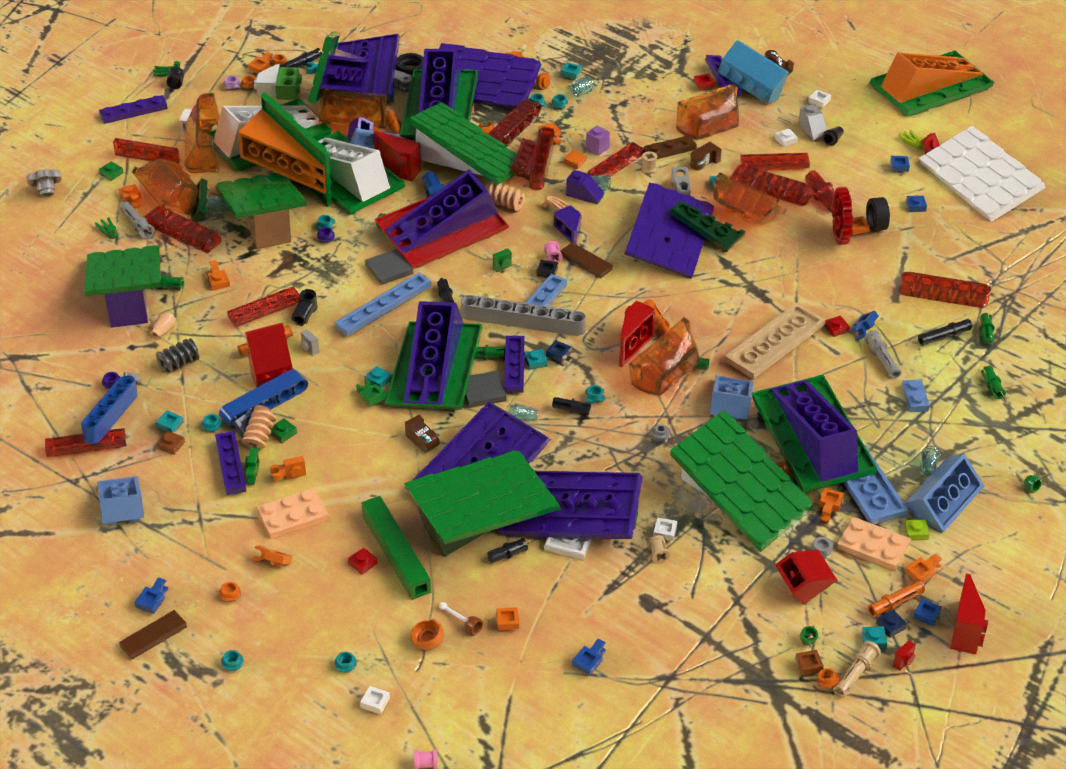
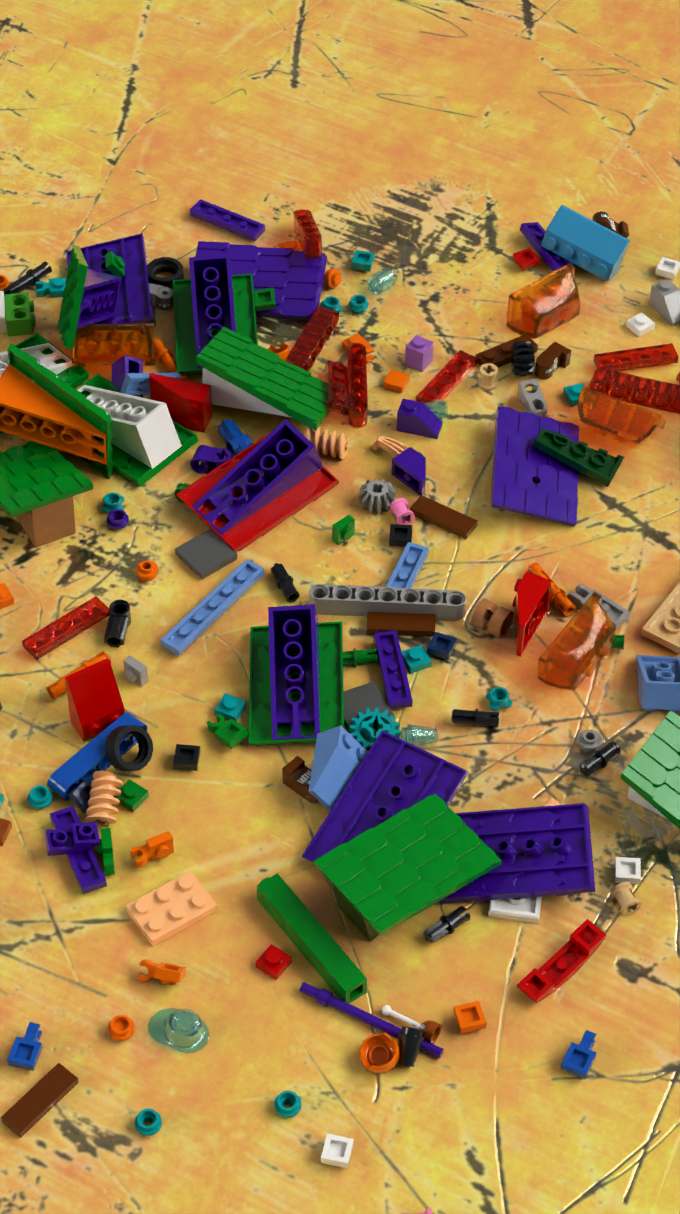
camera: 10 degrees left, 5 degrees up
(221, 454) = (76, 839): none -> dark purple slope
(274, 394) = (144, 743): none -> black tyre
(276, 599) = (179, 1029): none -> clear light blue piece
(333, 407) = (186, 757): none -> black plate
(339, 273) = (147, 570): none -> orange plate
(370, 53) = (115, 264): none -> green plate
(397, 592) = (326, 998): none -> dark purple bar
(407, 197) = (209, 458): none -> dark purple piece
(444, 422) = (334, 764): none -> medium blue slope
(452, 631) = (409, 1042): none -> black cone
(470, 32) = (227, 220): none -> dark purple plate
(481, 398) = (363, 726): none -> teal gear
(483, 89) = (264, 299): none -> green plate
(529, 45) = (307, 233): none -> clear red beam
(532, 332) = (404, 623): none -> reddish brown tile
(535, 238) = (377, 495): none -> light grey gear
(595, 591) = (564, 963): none -> red slope
(604, 335) = (492, 618): none -> medium nougat wheel
(663, 447) = (599, 759): none -> black axle
(680, 151) = (522, 358): none -> black gear
(704, 342) = (617, 613): none -> light grey hinge

